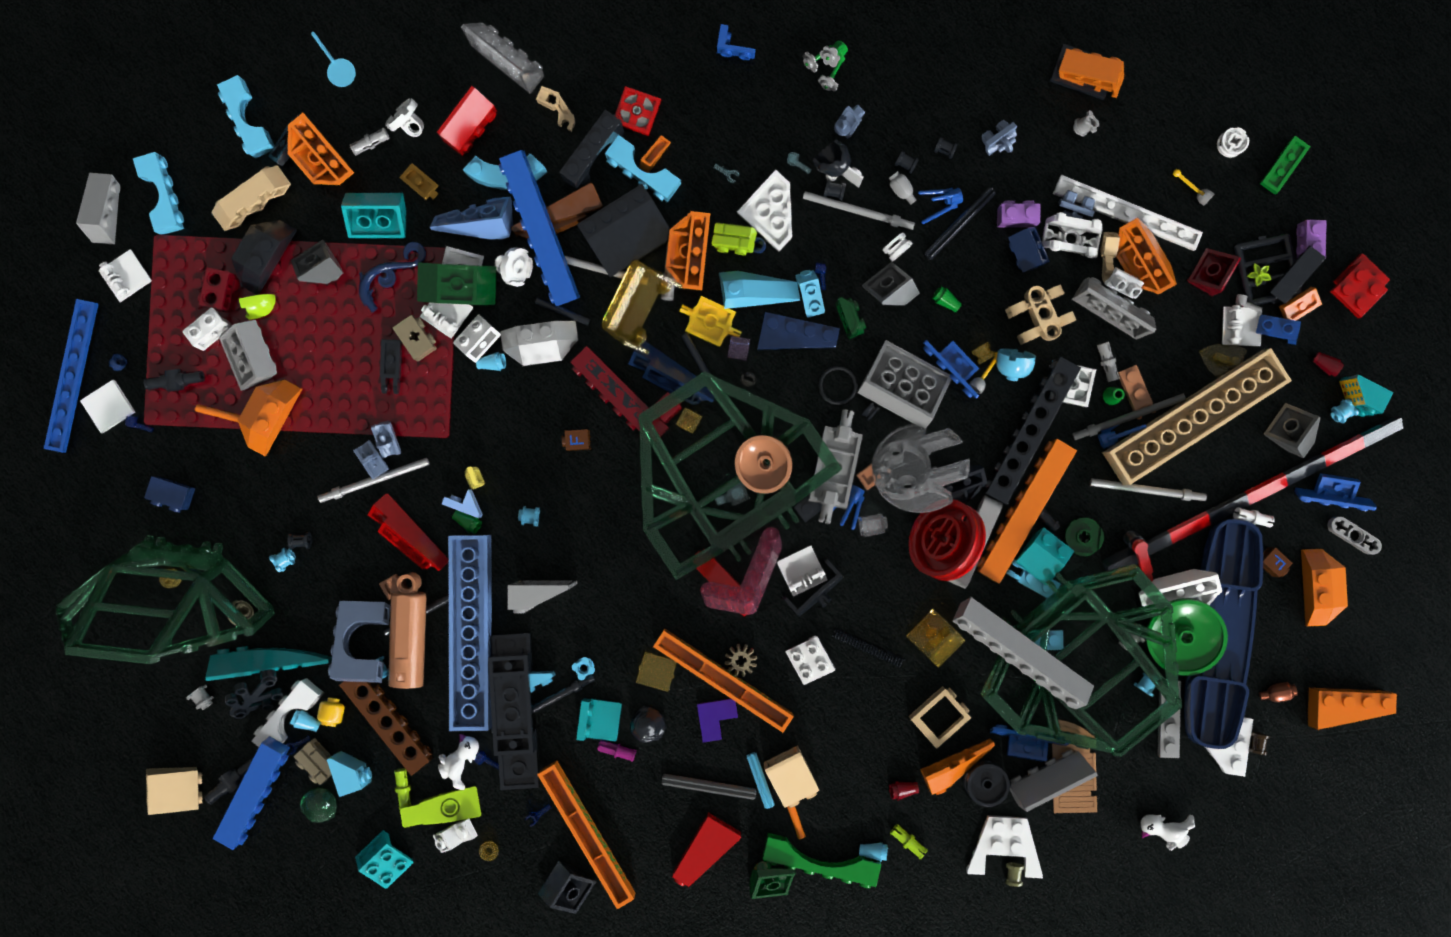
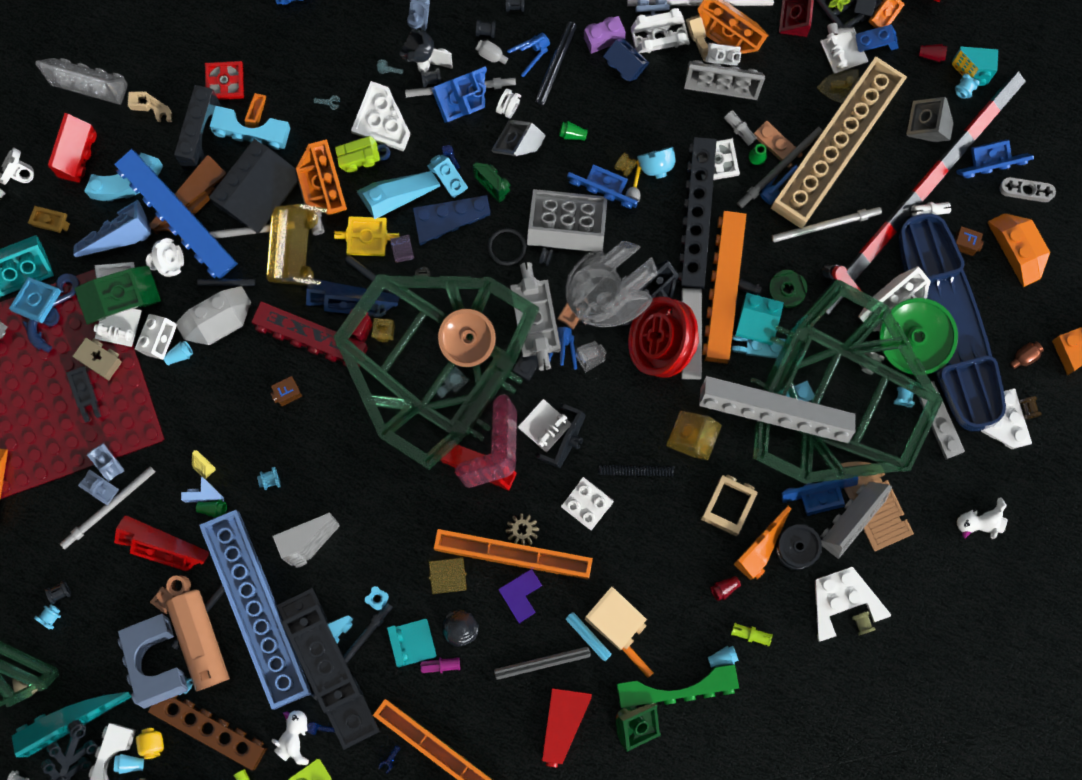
camera: 25 degrees left, 10 degrees down
(378, 257) = (35, 300): none -> dark azure tile
(856, 219) = (461, 95): none -> blue slope
(1042, 325) = (664, 116): tan piece -> none

